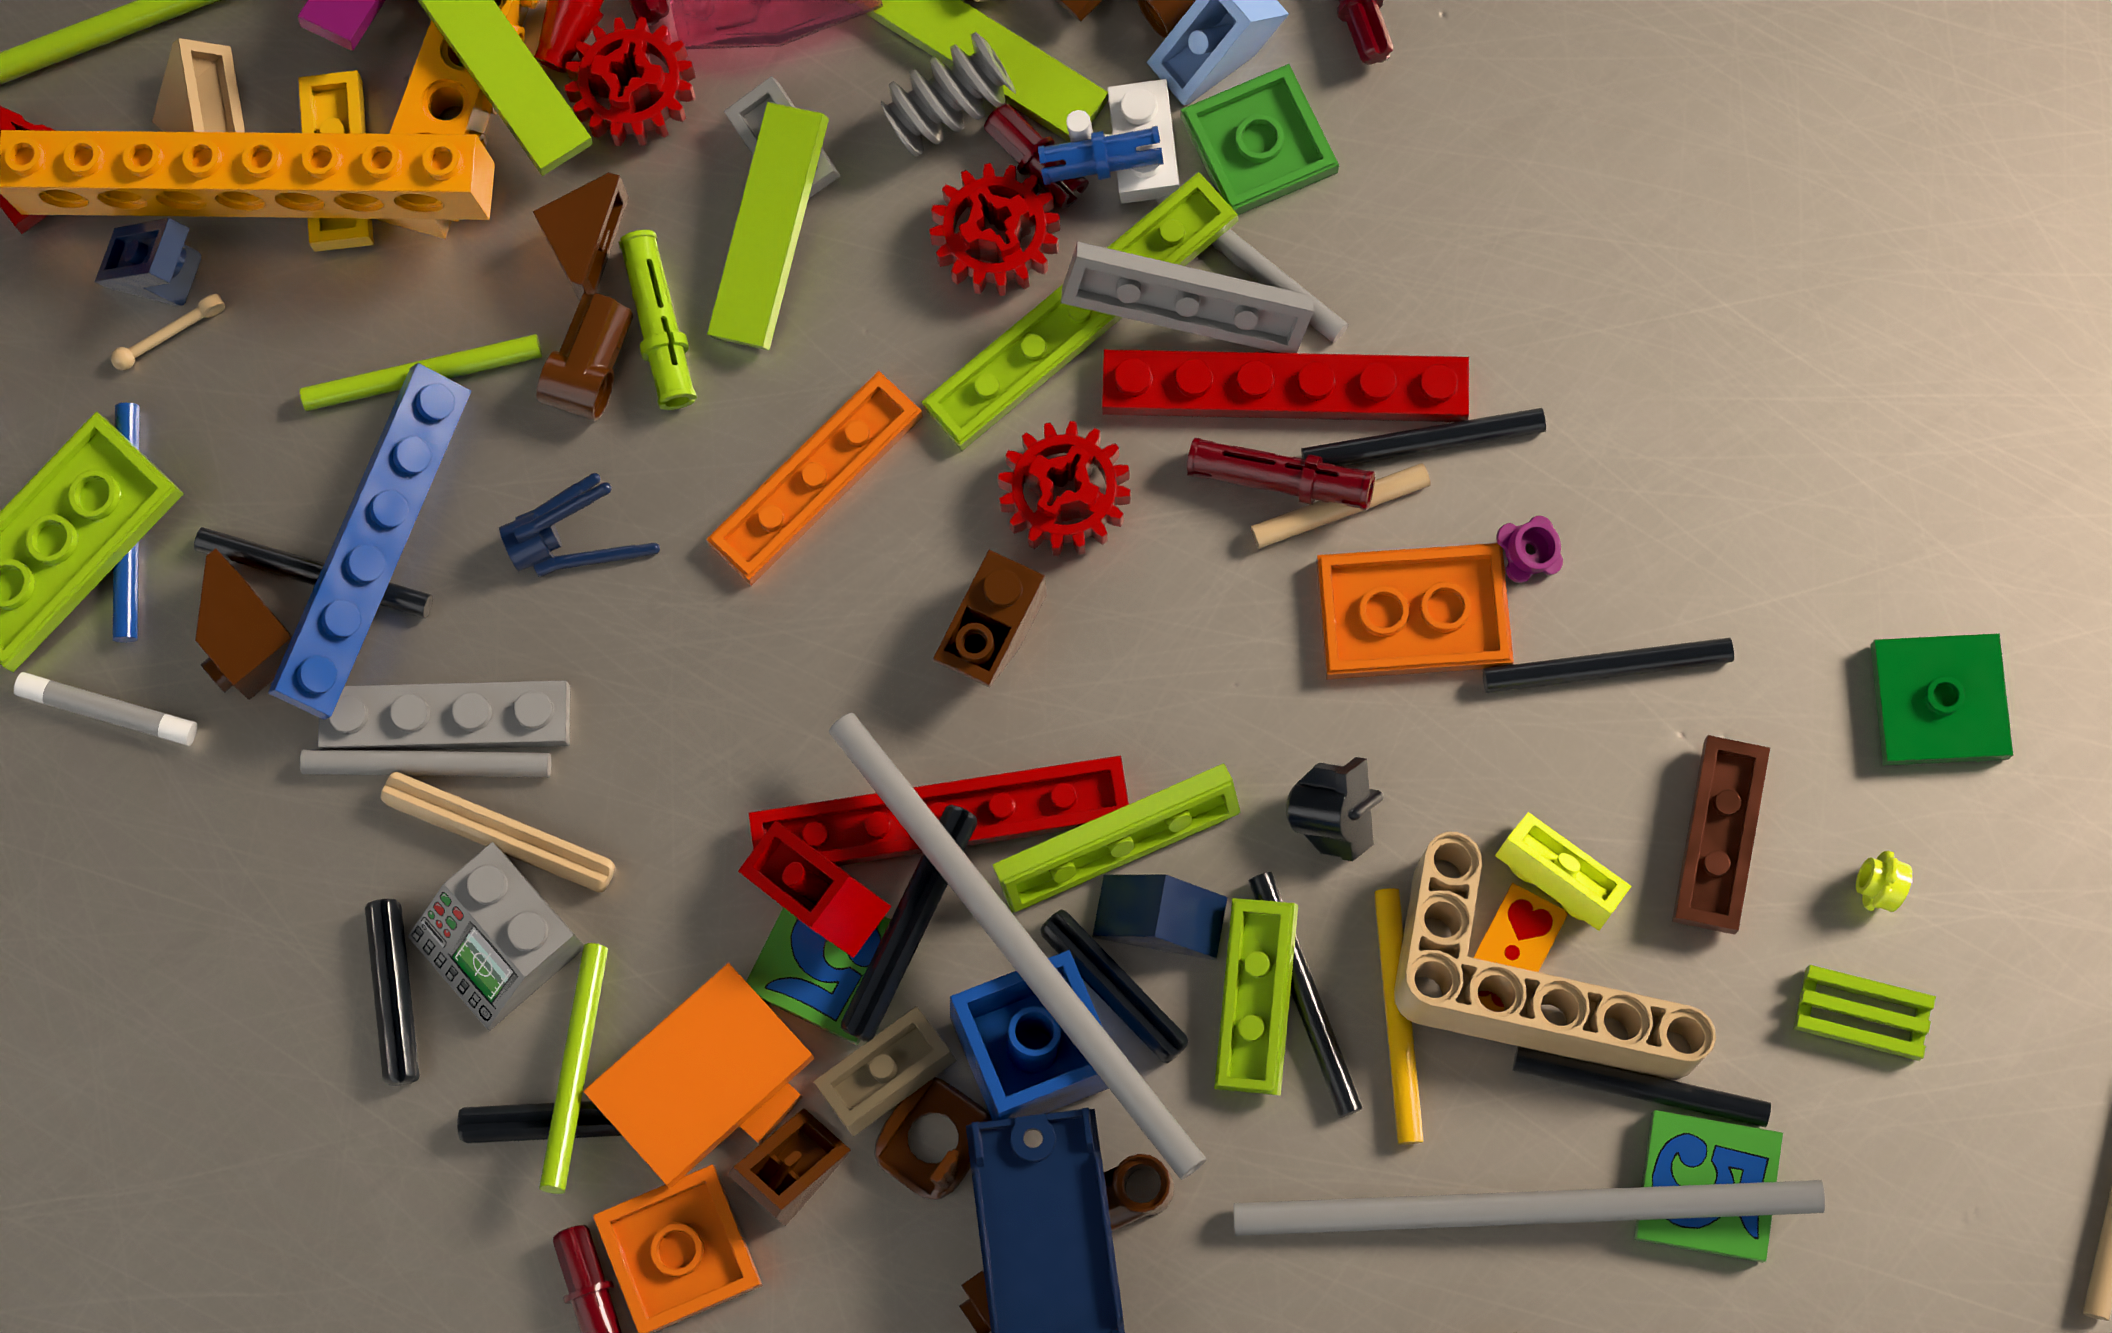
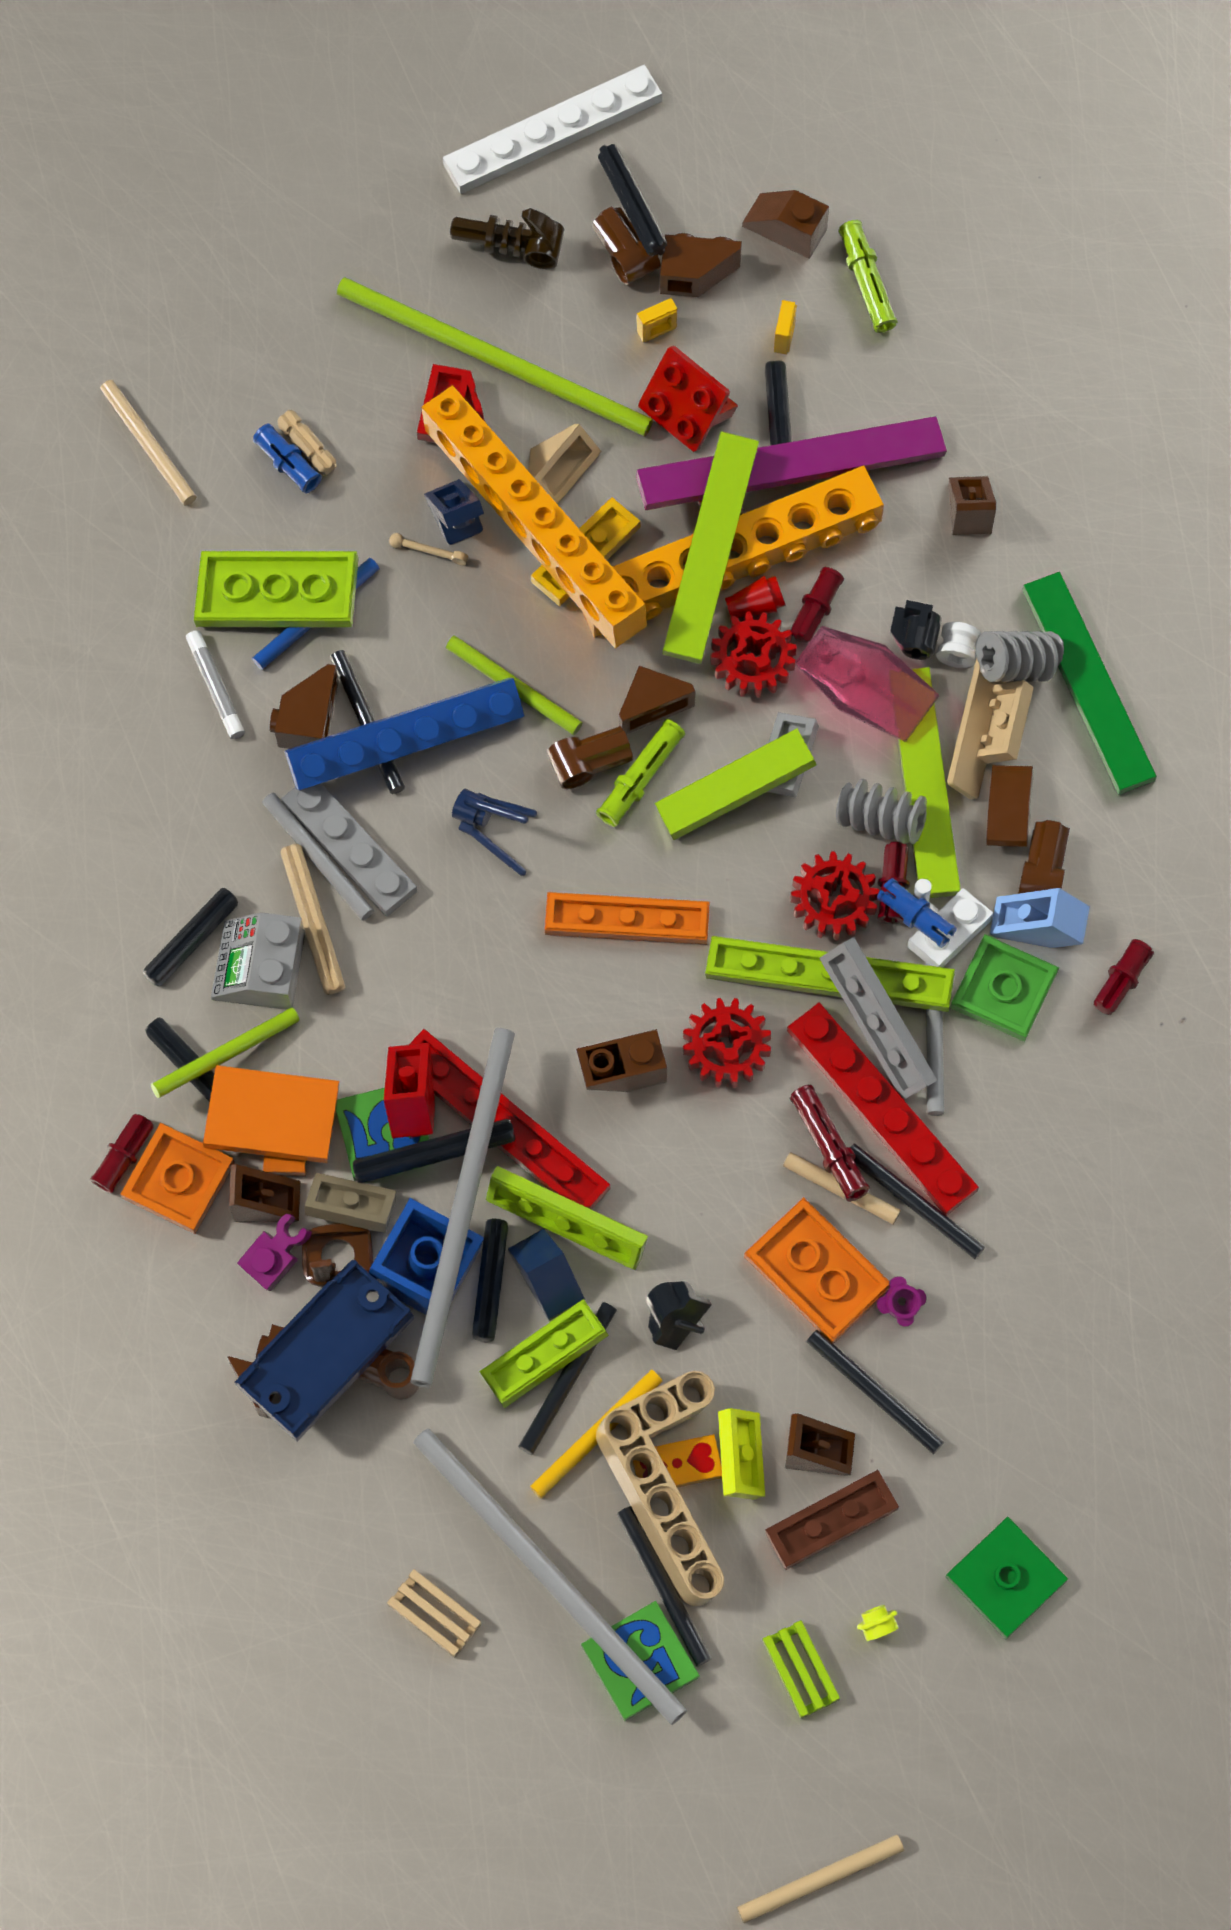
camera: 45 degrees right, 5 degrees down
(868, 1219) = (270, 1256): none -> magenta plate
(1623, 781) = (819, 1447): none -> reddish brown slope

